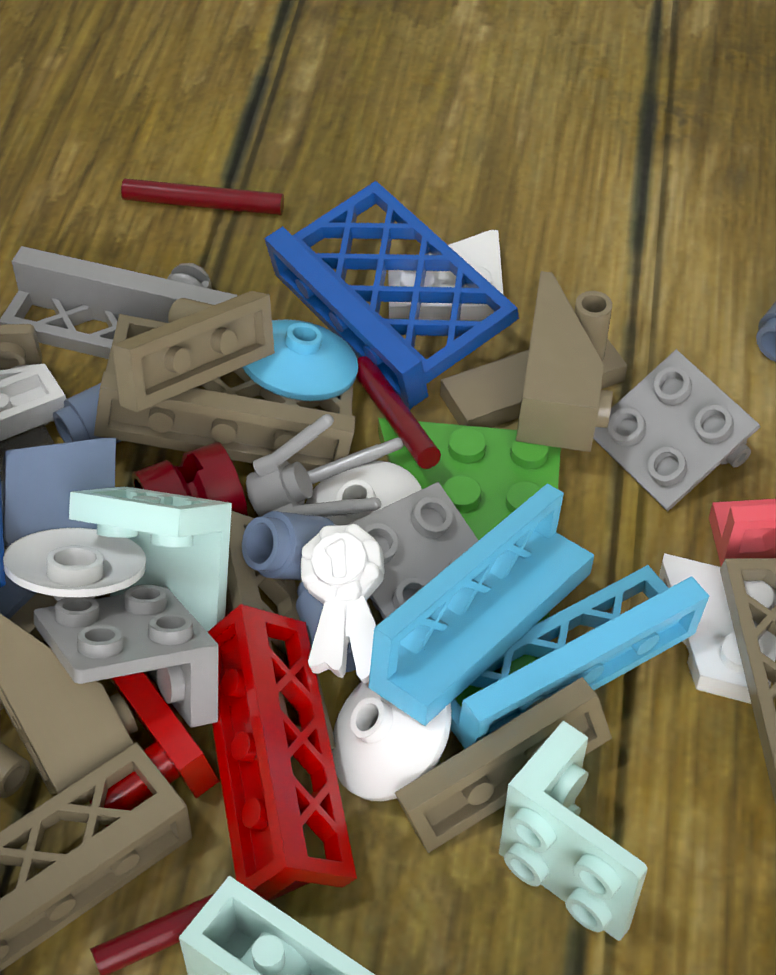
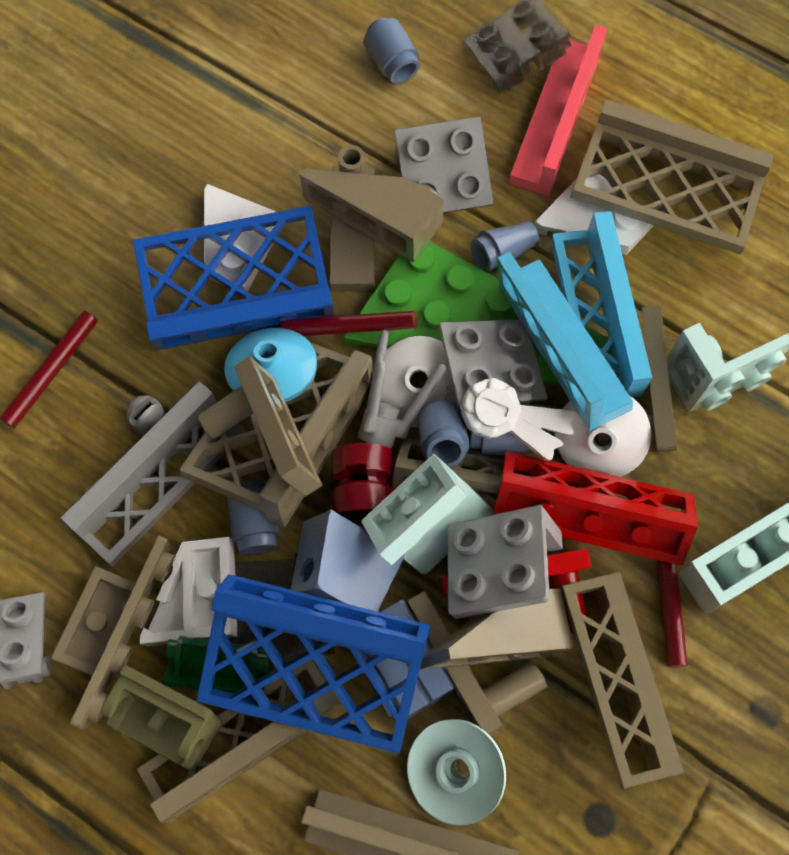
camera: 65 degrees left, 20 degrees up
(74, 563) = (436, 555): white dish -> none
(605, 530) = (499, 241): none -> sand blue cone

